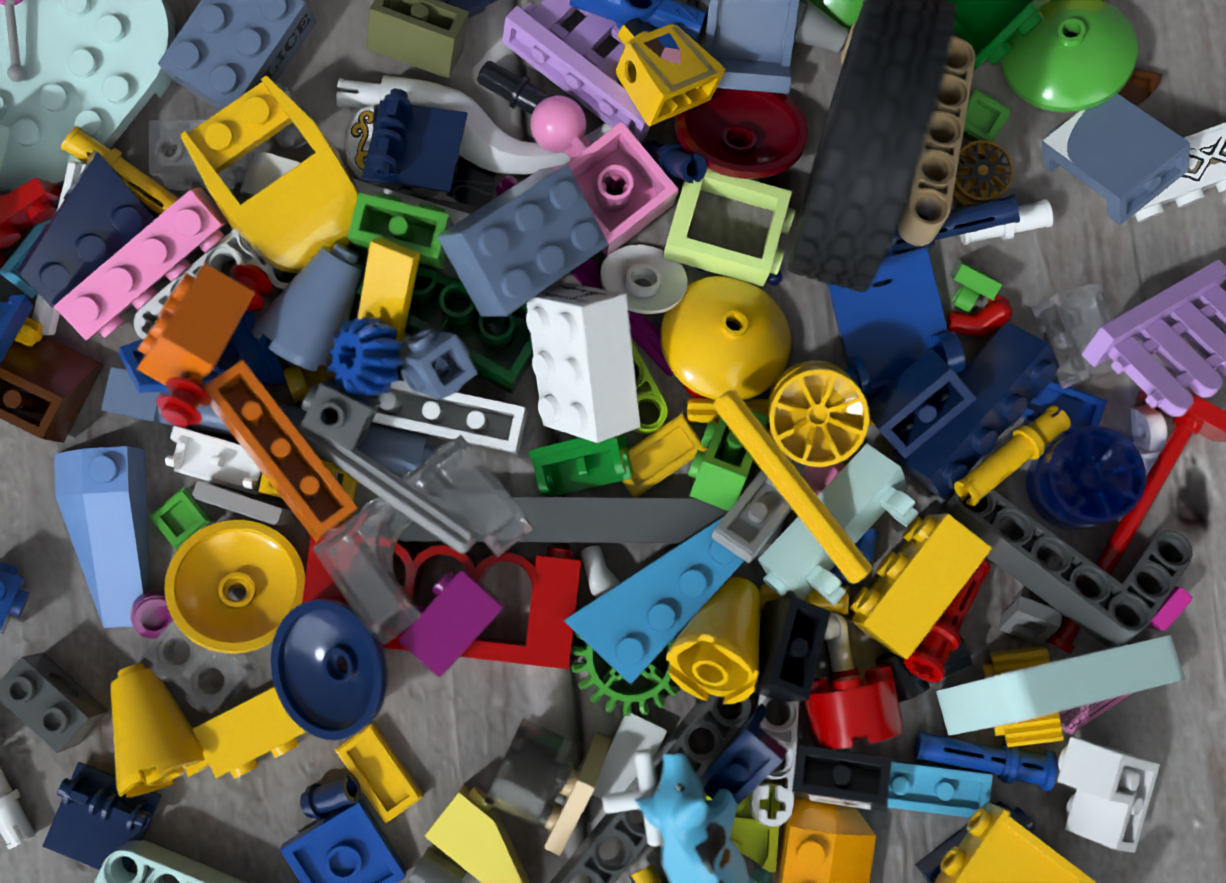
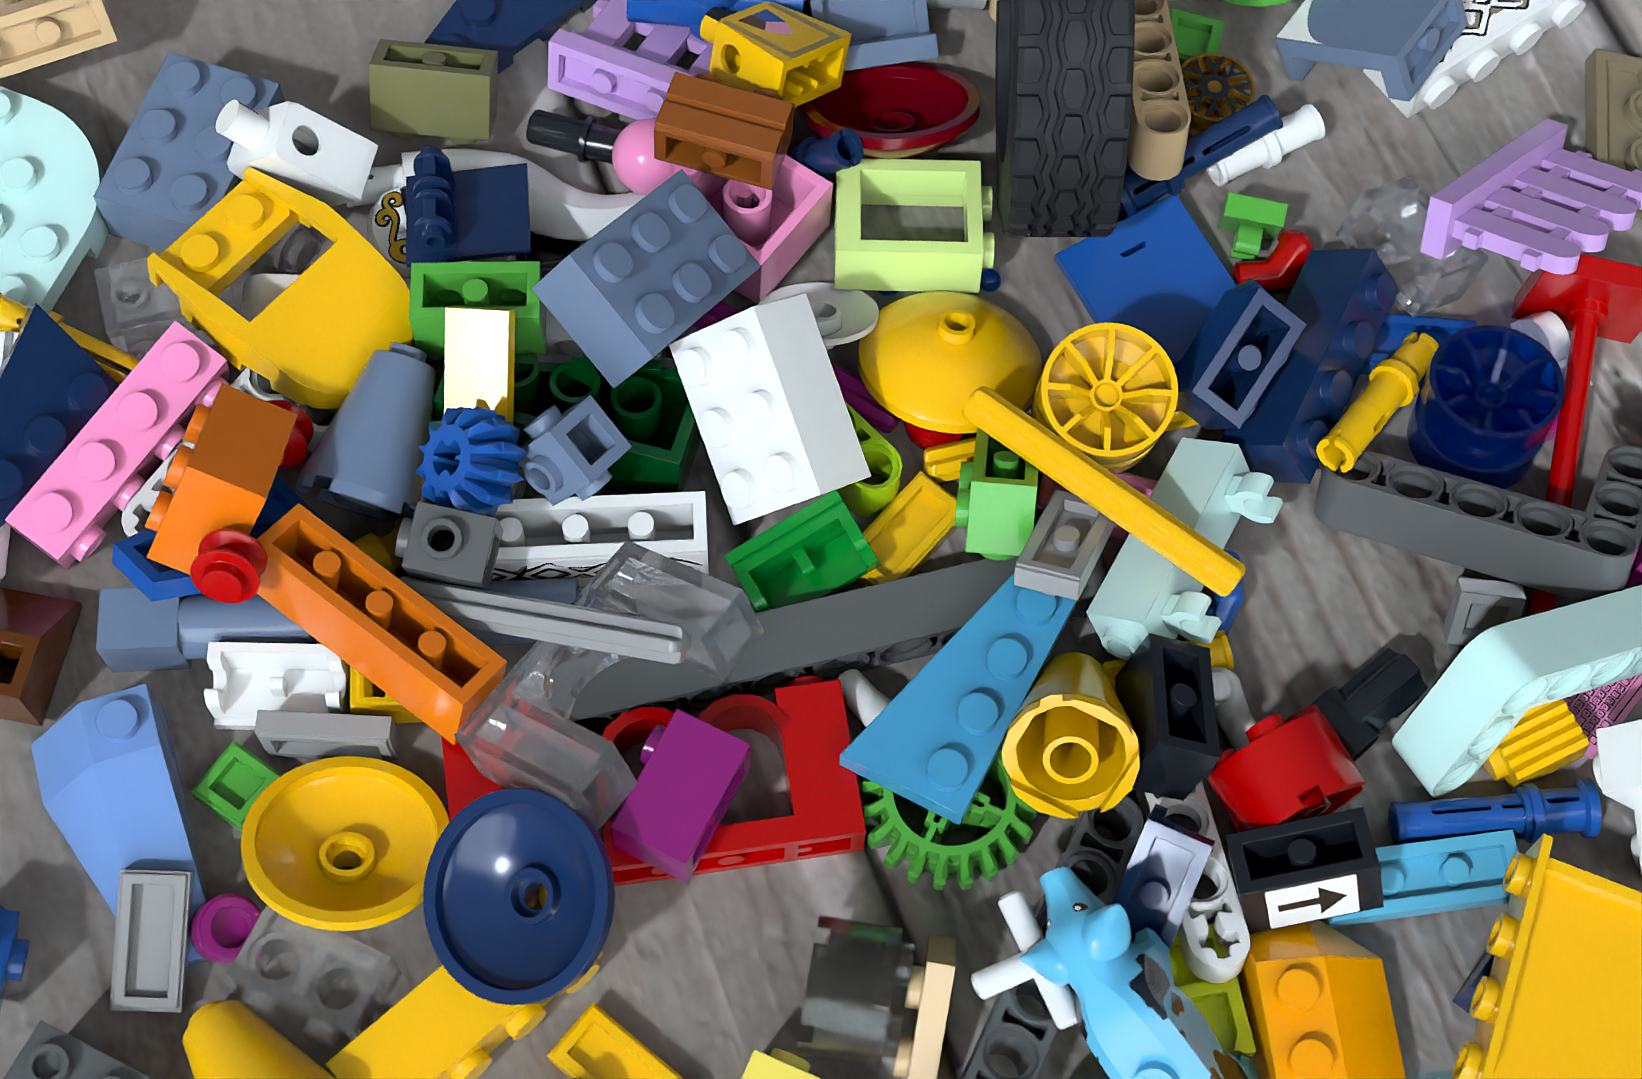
camera: 15 degrees left, 20 degrees down
(104, 611) = (151, 940): none -> light grey tile
(303, 68) = (298, 150): none -> white torso
(609, 132) = (723, 129): none -> dark orange brick
(619, 764) = (980, 942): white tile -> none
(917, 583) = (1311, 591): yellow brick -> none
(933, 651) = (1370, 645): red pin -> none

